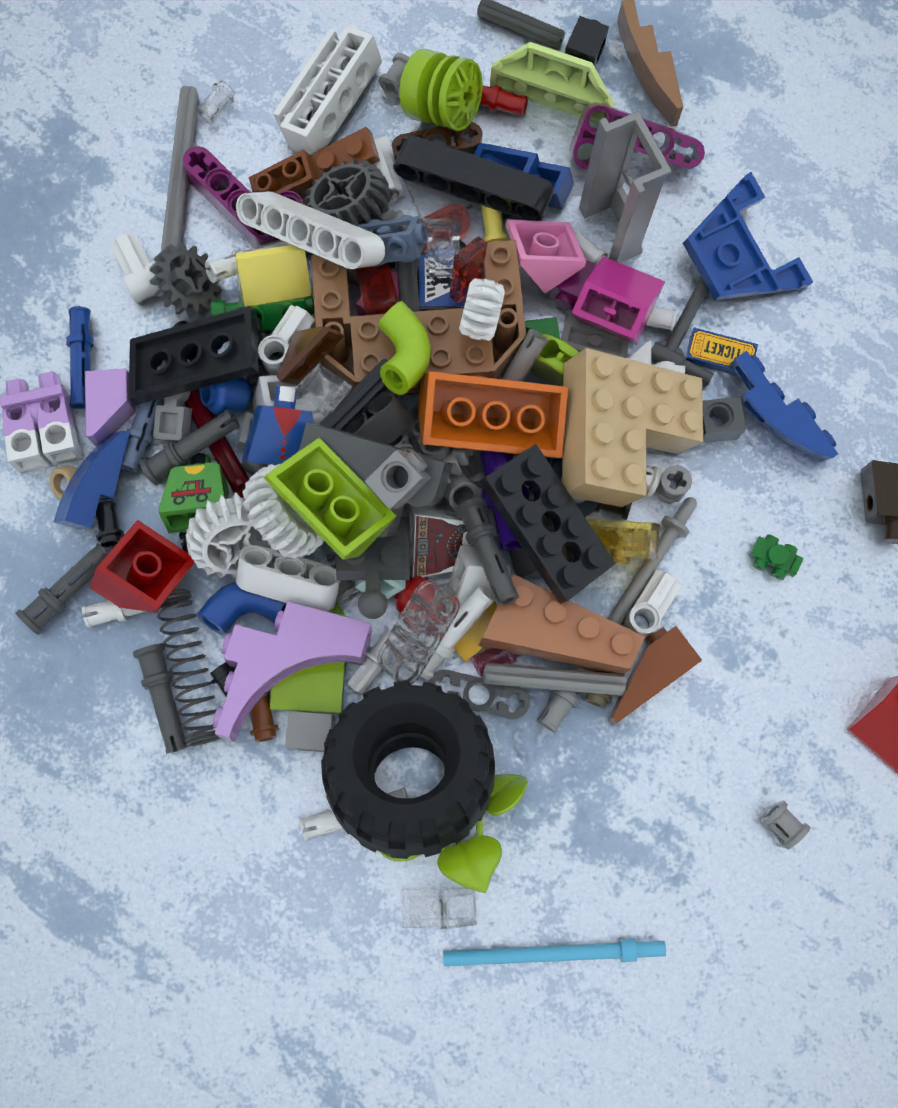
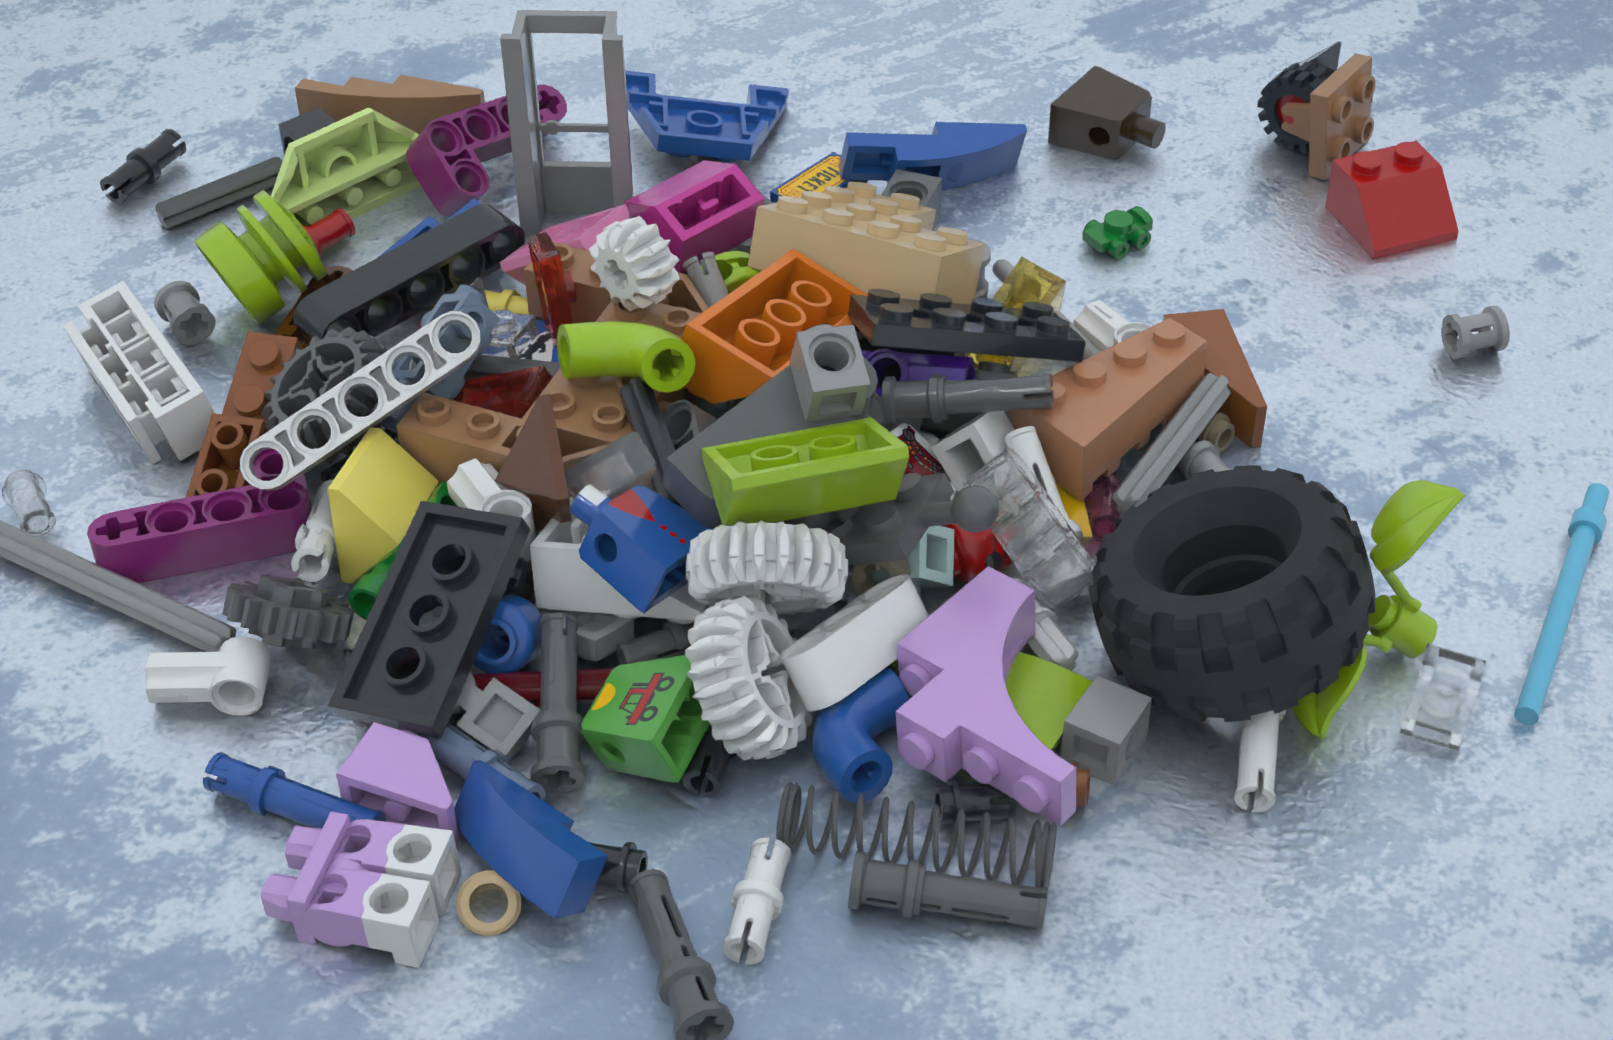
camera: 60 degrees left, 35 degrees down
(141, 570) = (724, 818): red slope -> none

